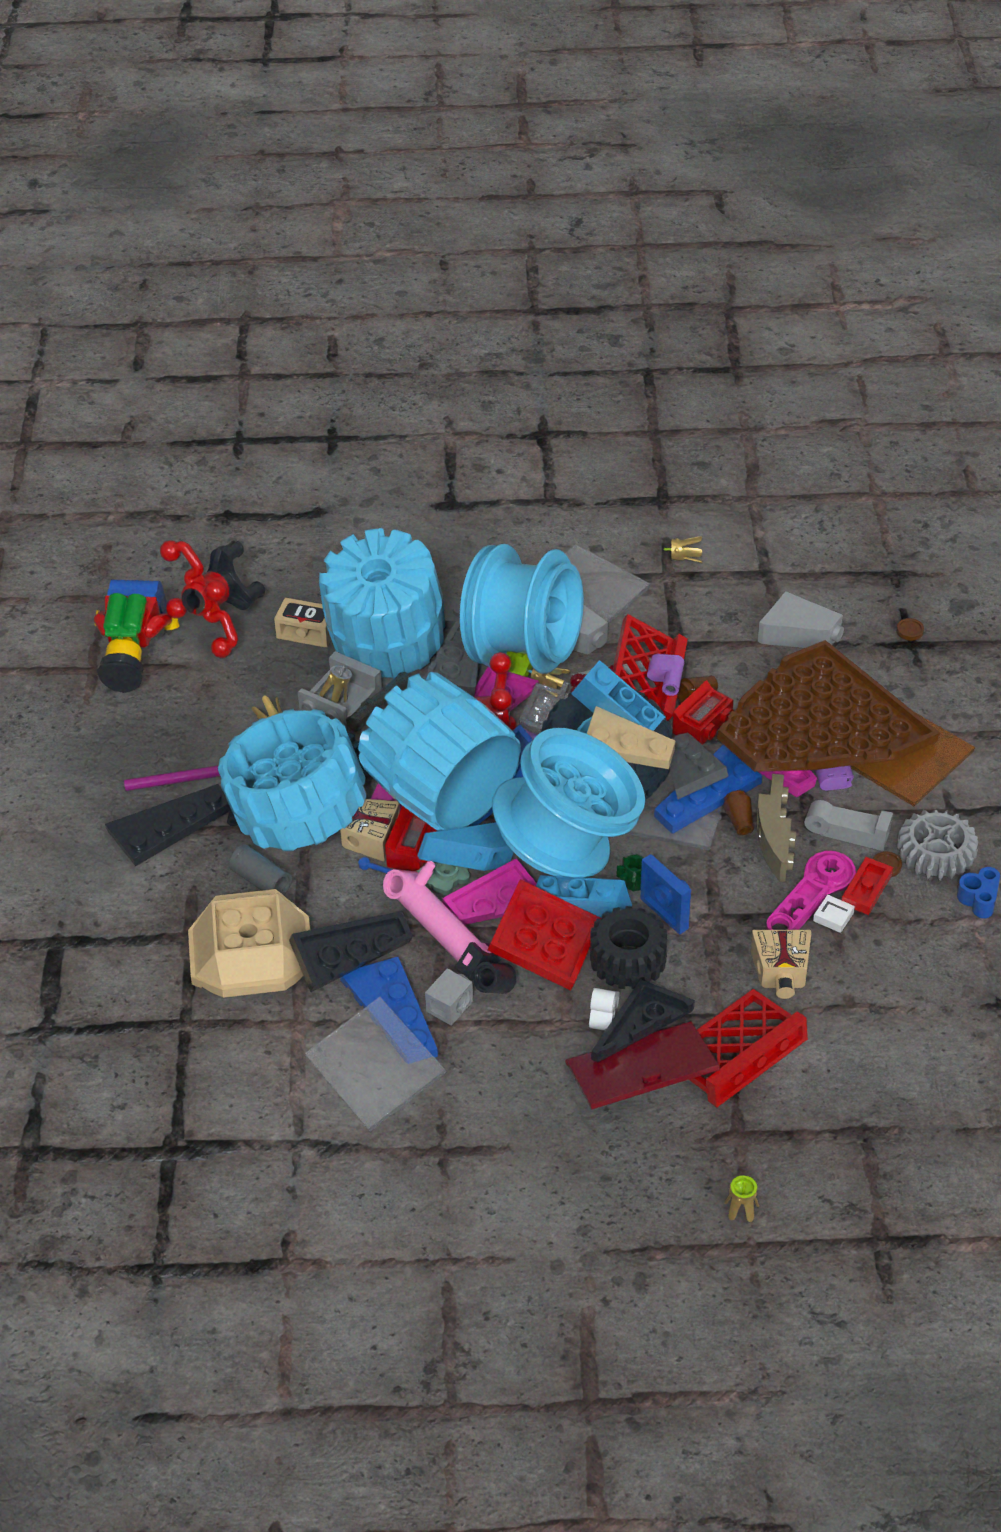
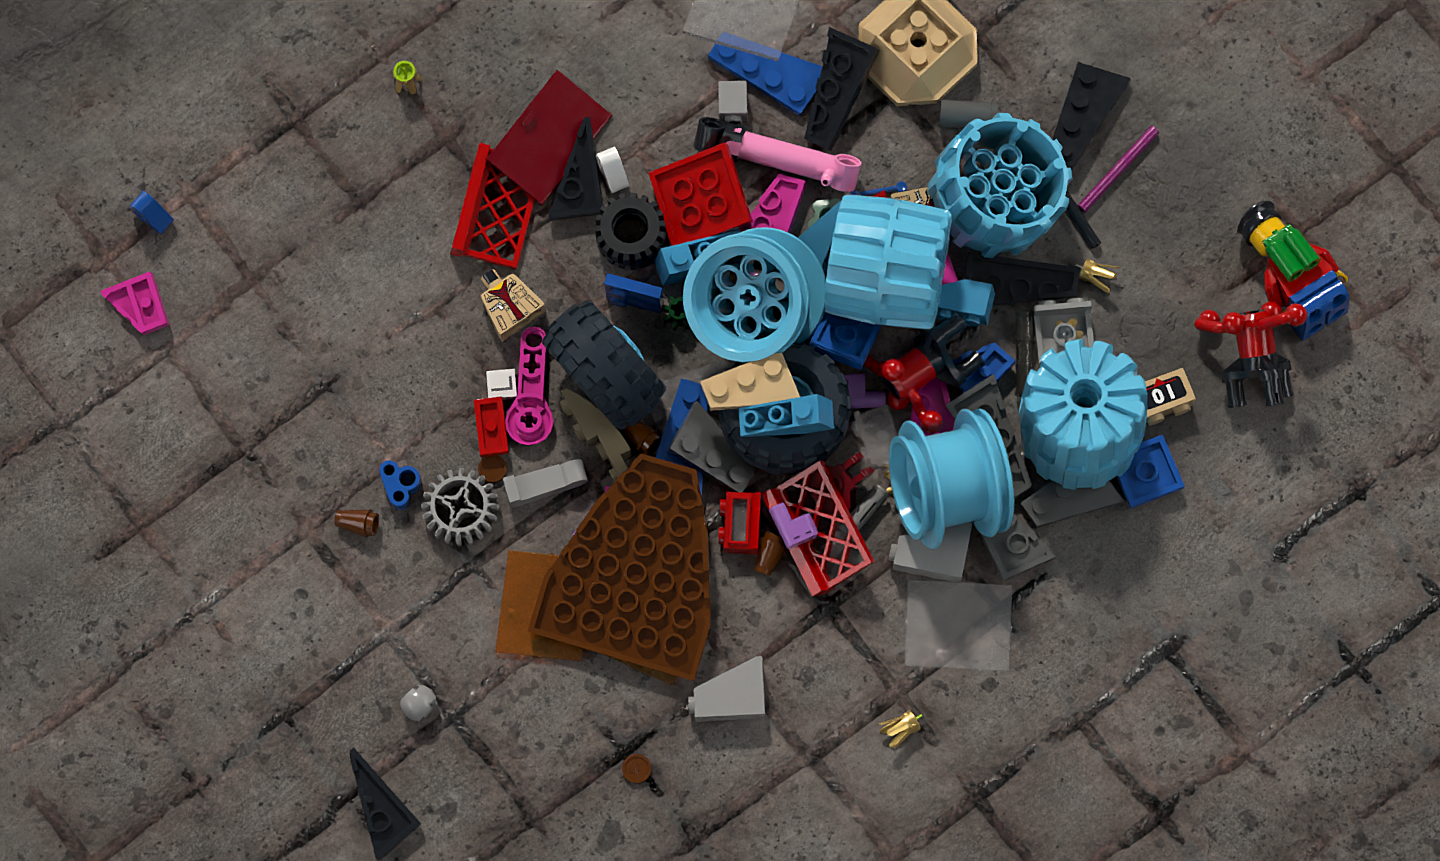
camera: 145 degrees right, 30 degrees up
(740, 832) = (604, 364): none -> black wheel

